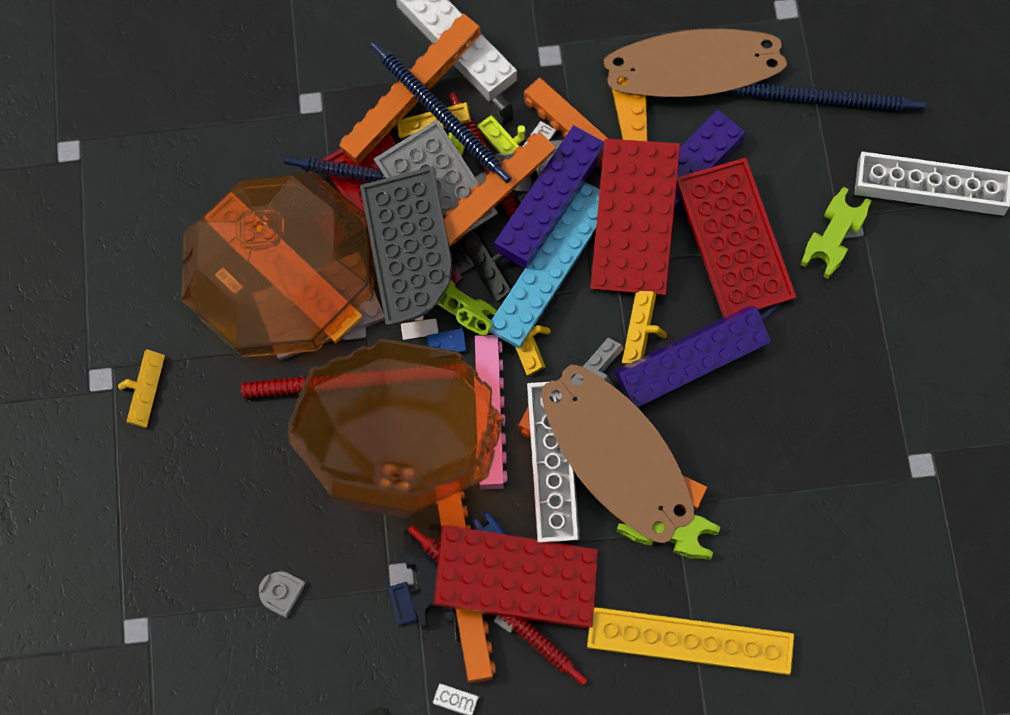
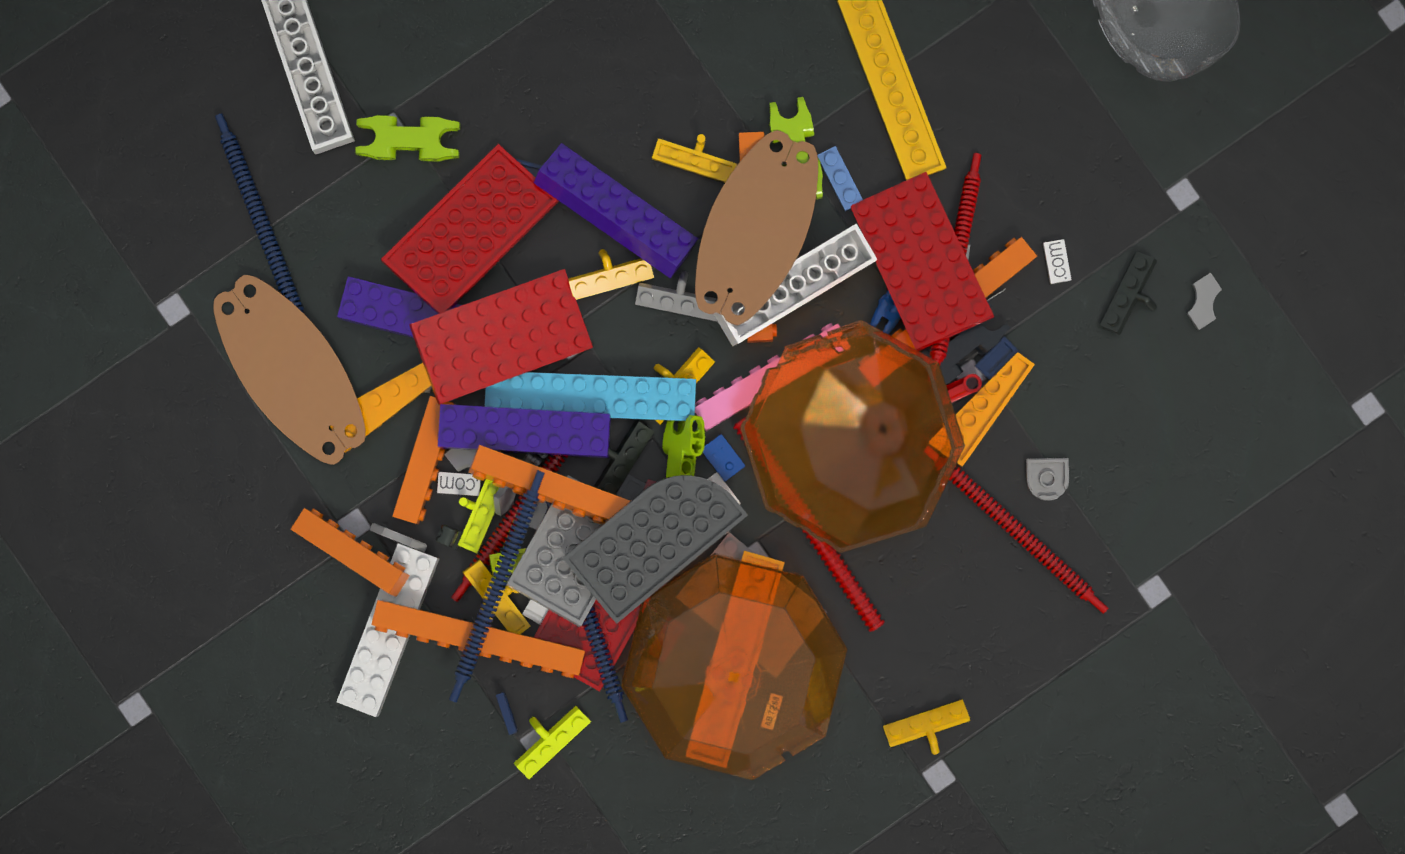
camera: 125 degrees left, 15 degrees up
(179, 567) = (1086, 593): none -> red hose
(304, 111) = (551, 741): none -> neon yellow plate
(344, 89) = (507, 713): none -> dark blue tile
(362, 557) = (989, 402): none -> light orange wing
(393, 557) = (959, 389): none -> red piece
(515, 80) = (398, 537): none -> light grey tile
(528, 34) = (351, 552): none -> orange brick
(625, 554) = (839, 178): none -> medium blue plate
(704, 441) = (693, 160): none -> yellow plate

